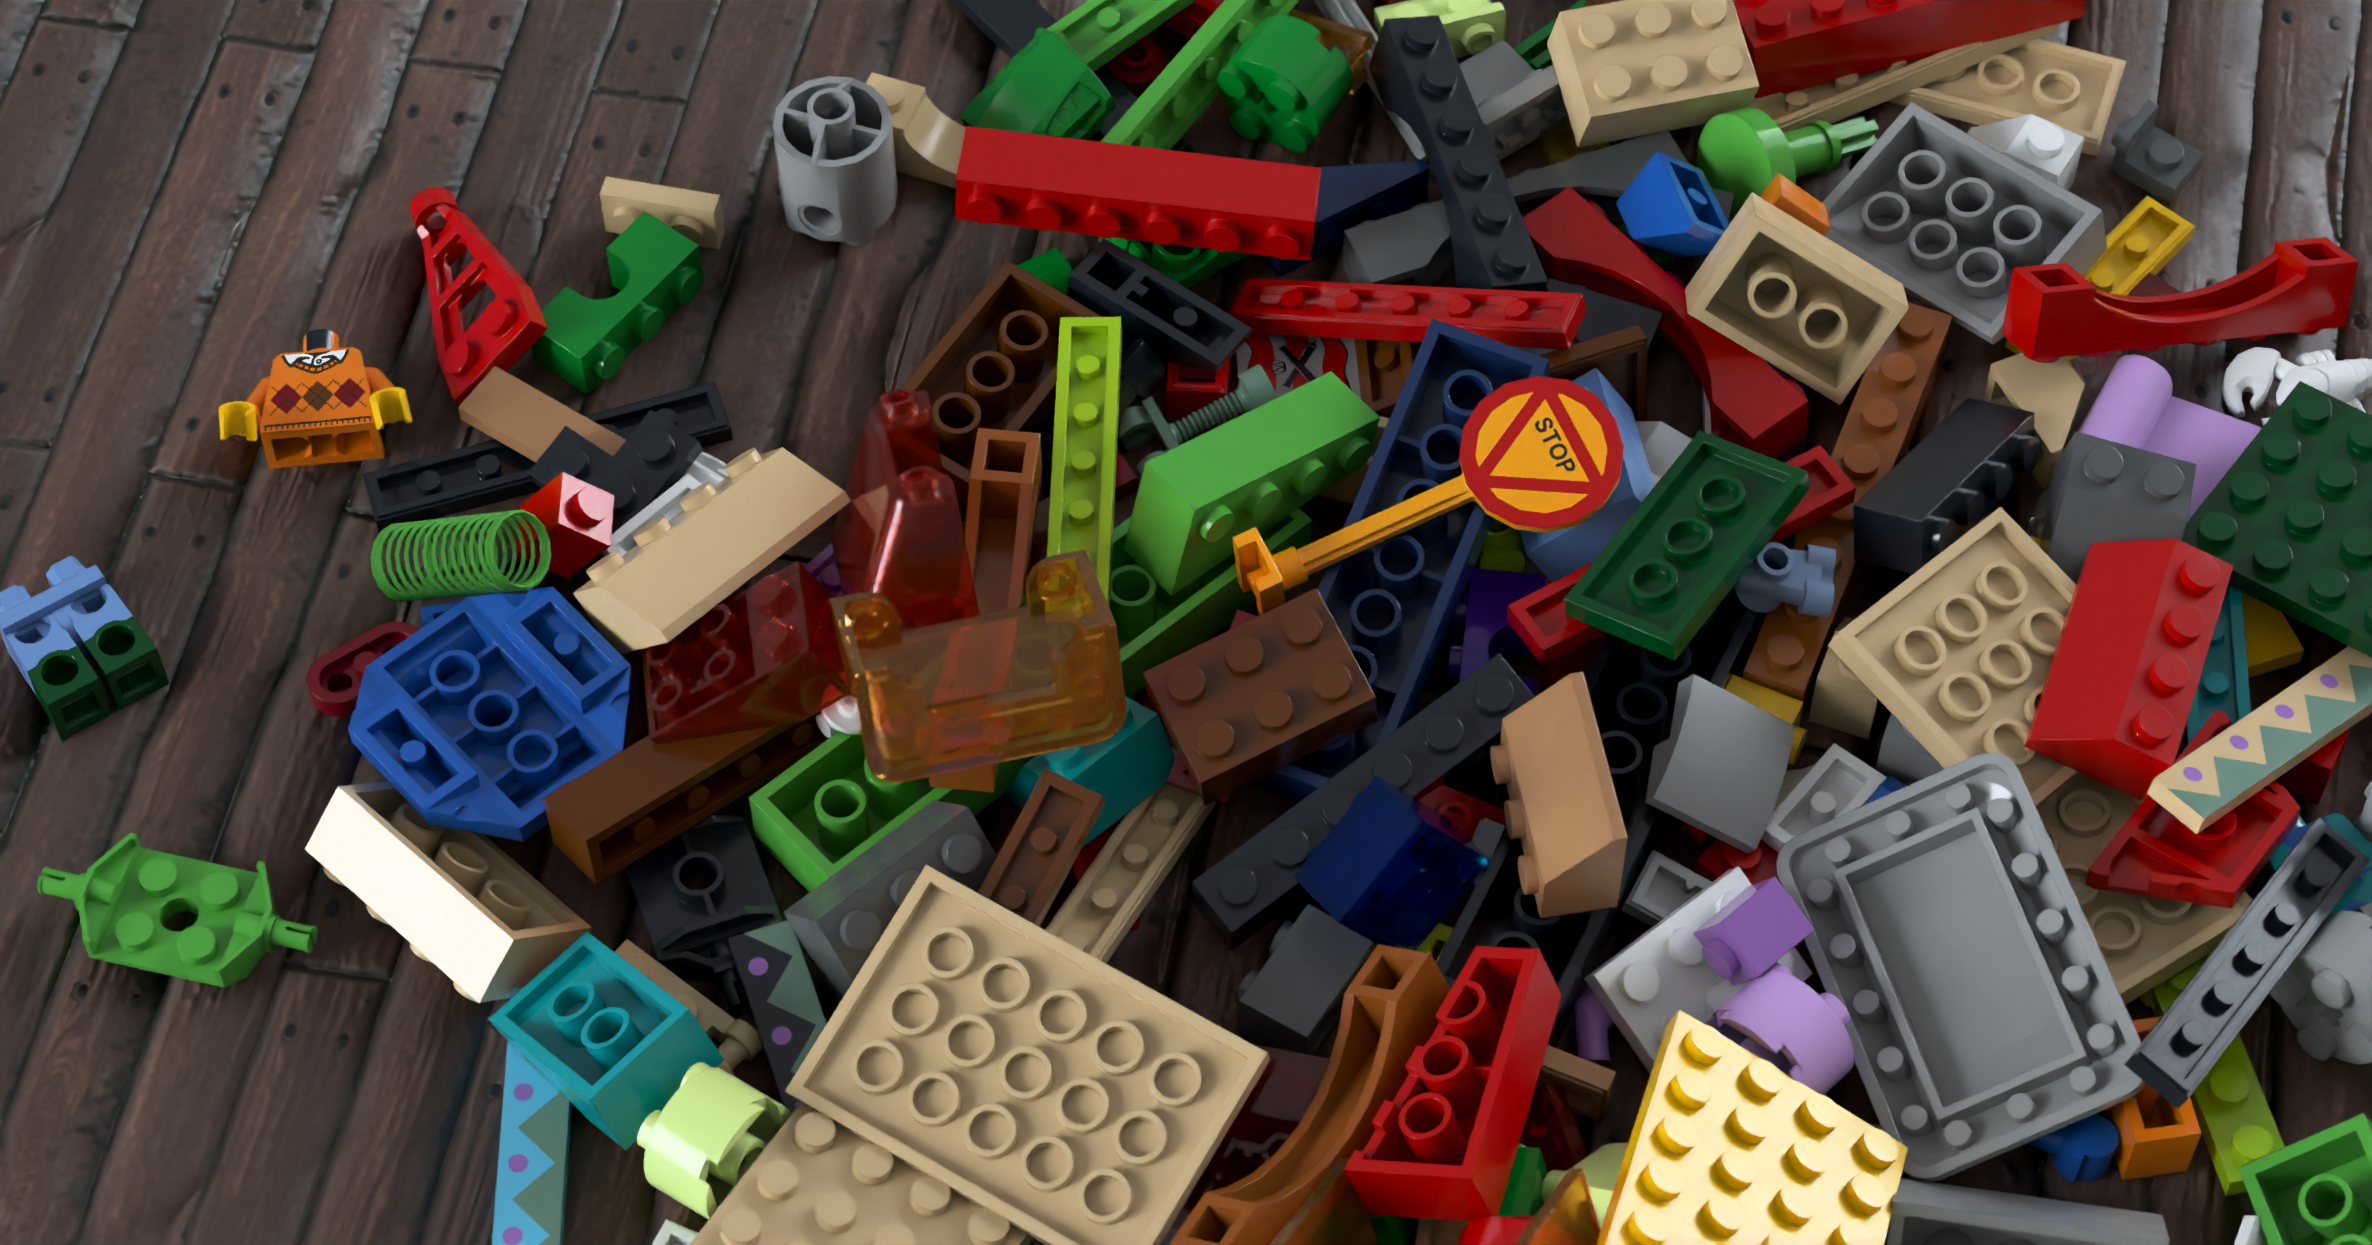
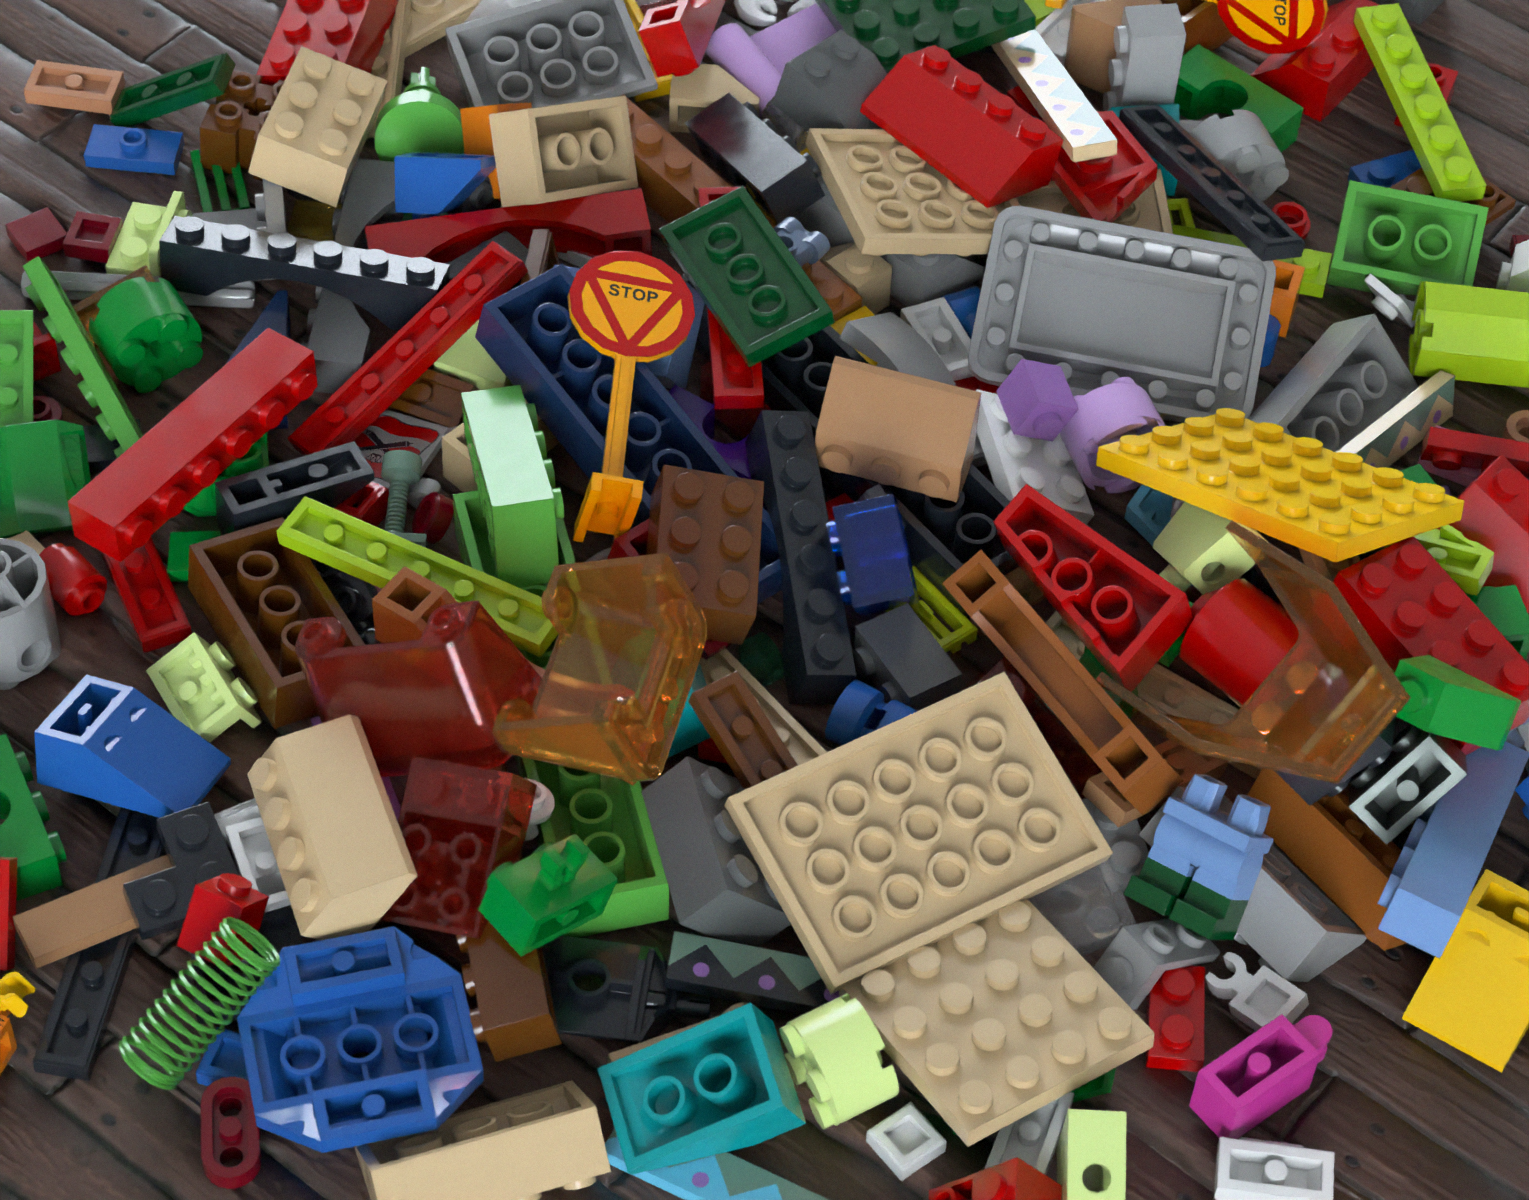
camera: 65 degrees left, 5 degrees down
(720, 766) = (547, 893): none -> green brick
(739, 351) = (124, 751): none -> blue slope
(869, 364) = (202, 689): none -> yellowish green bracket
(932, 201) = (73, 579): none -> red brick
(968, 268) = (149, 598): none -> red tile
(1198, 972) = (860, 712): none -> blue wheel
(1218, 836) = (761, 659): none -> clear green tile
(2325, 1088) = (1294, 216): none -> red plate

